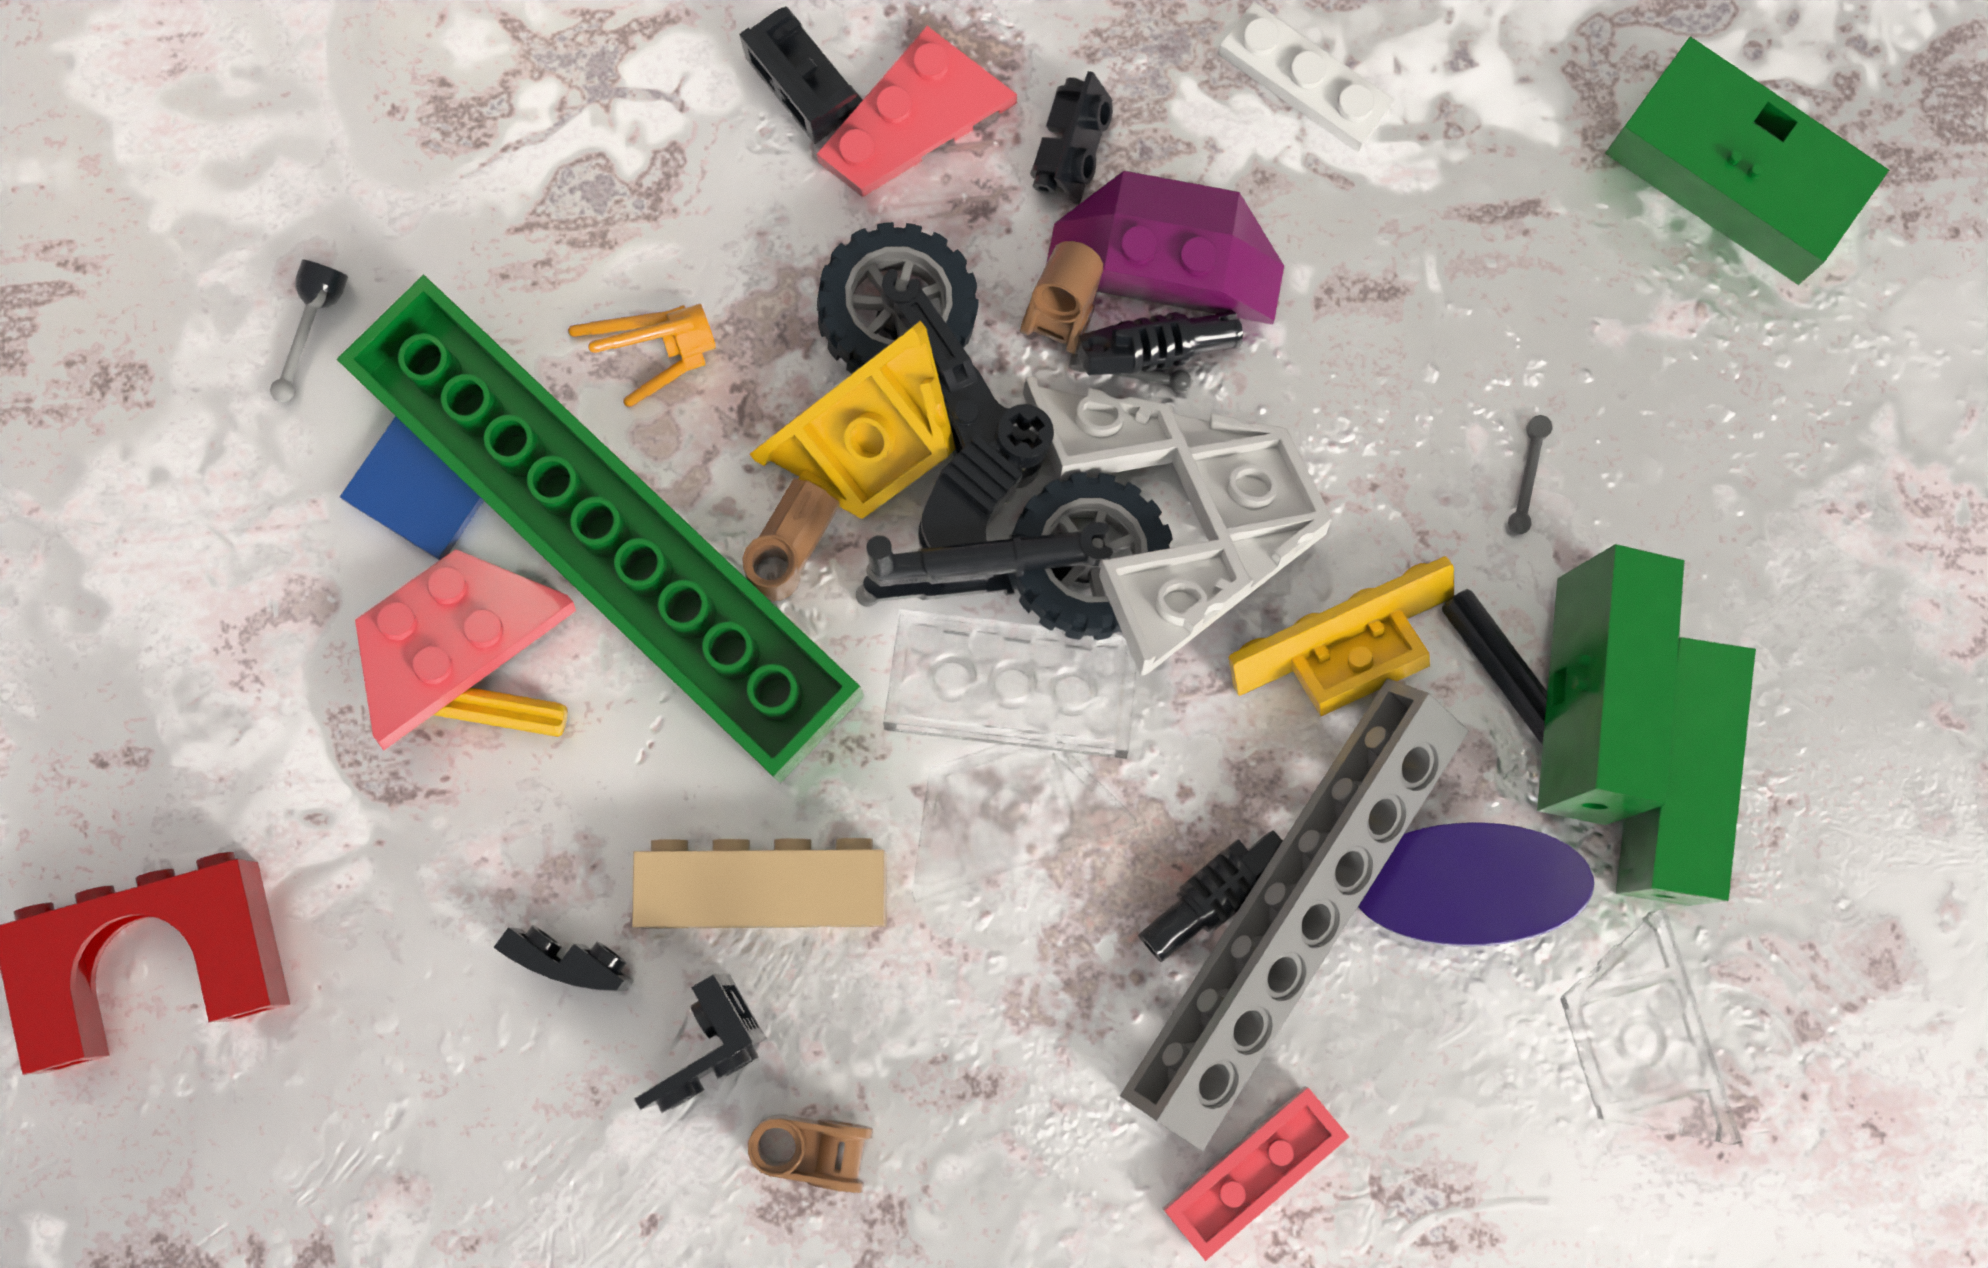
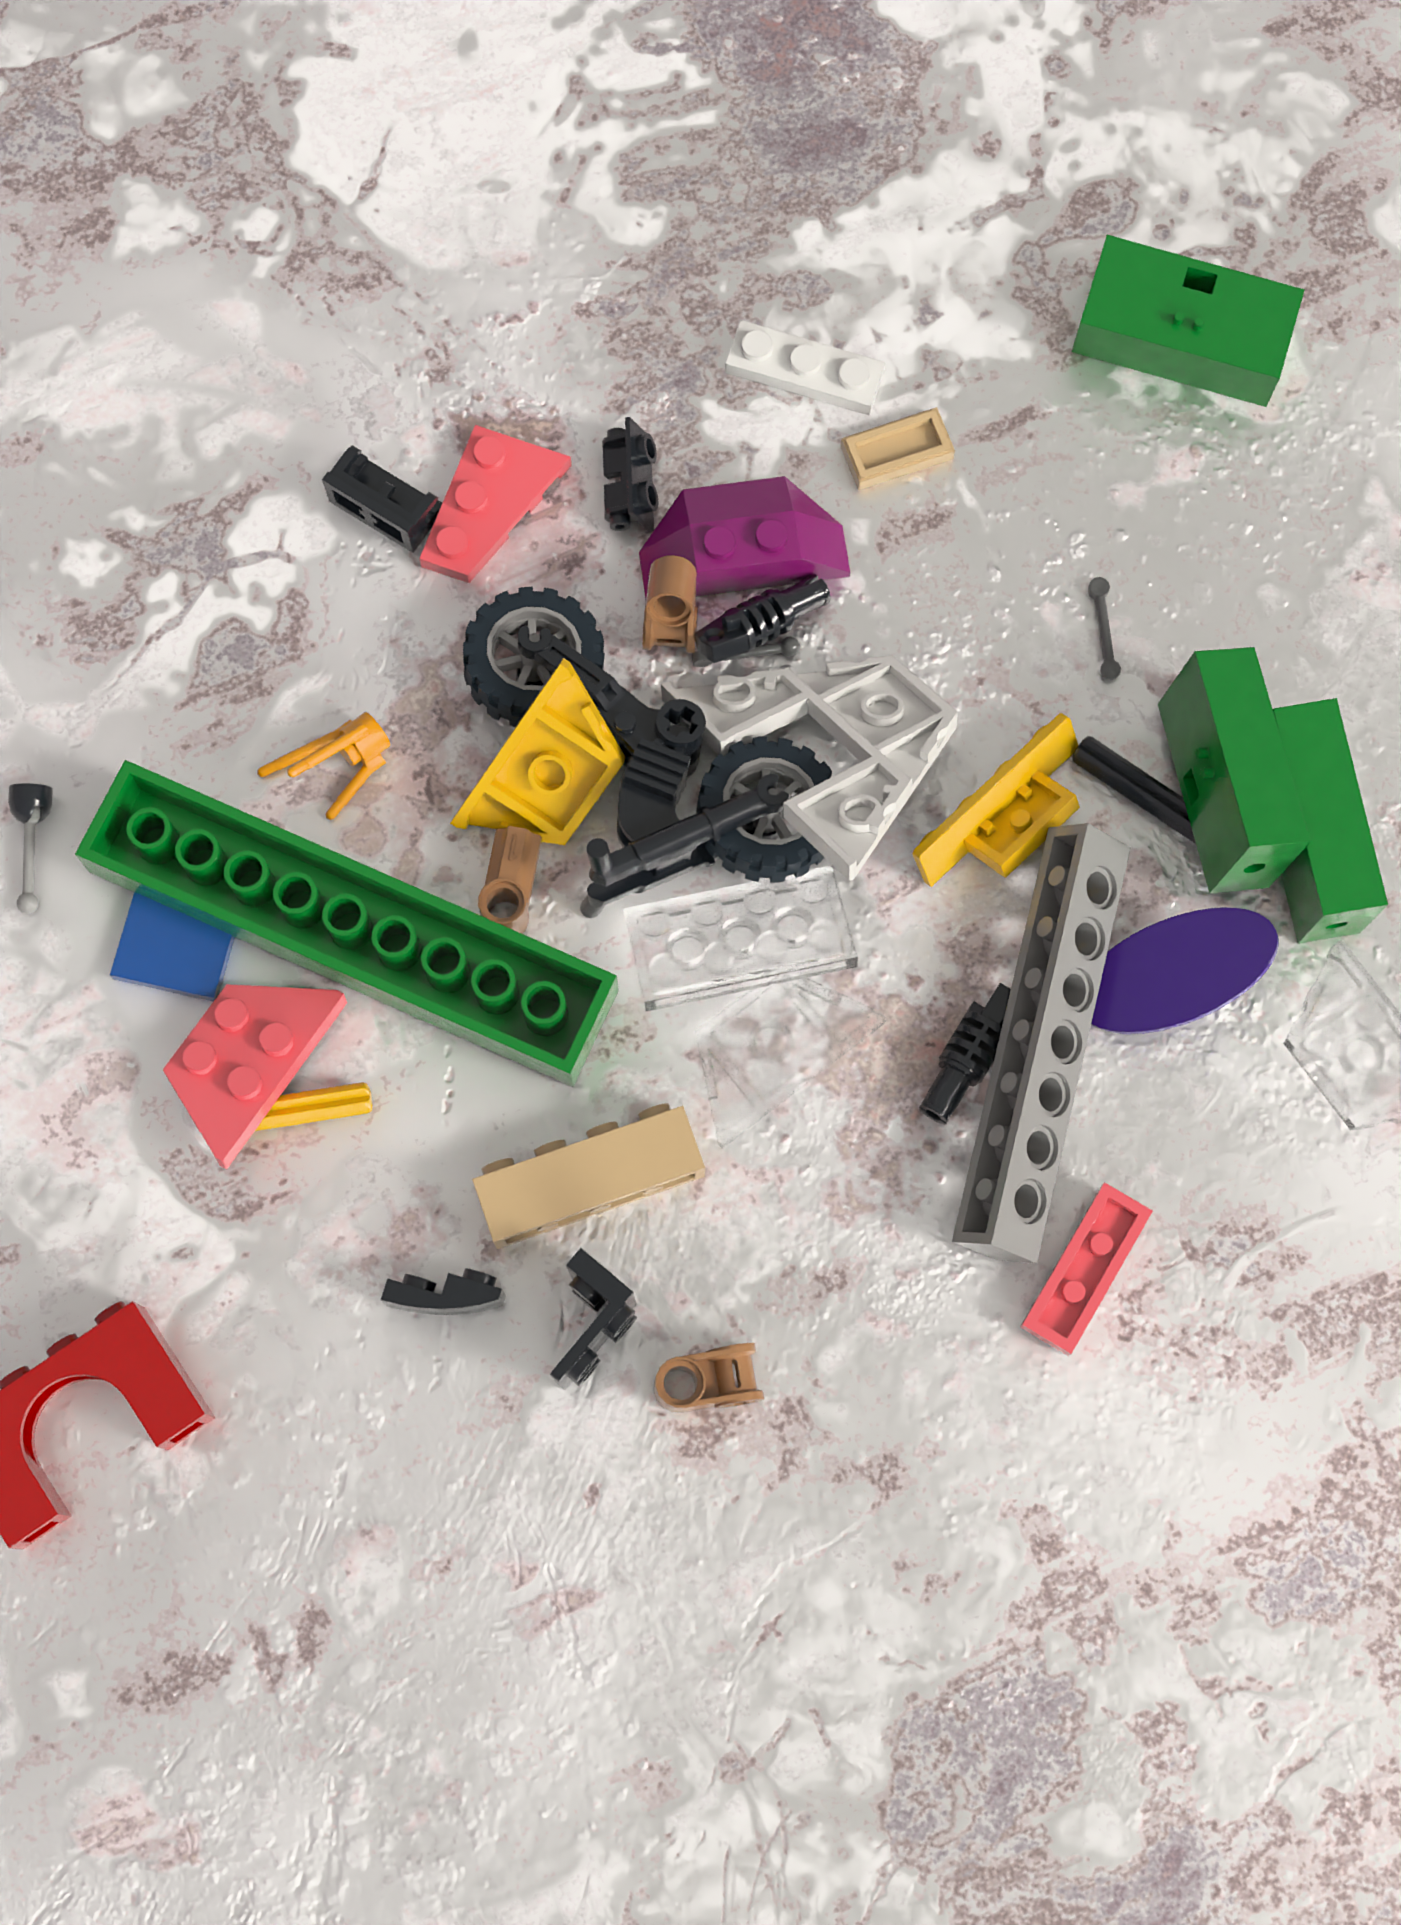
camera: 20 degrees left, 5 degrees down
(1375, 200) = (897, 448): none -> tan tile

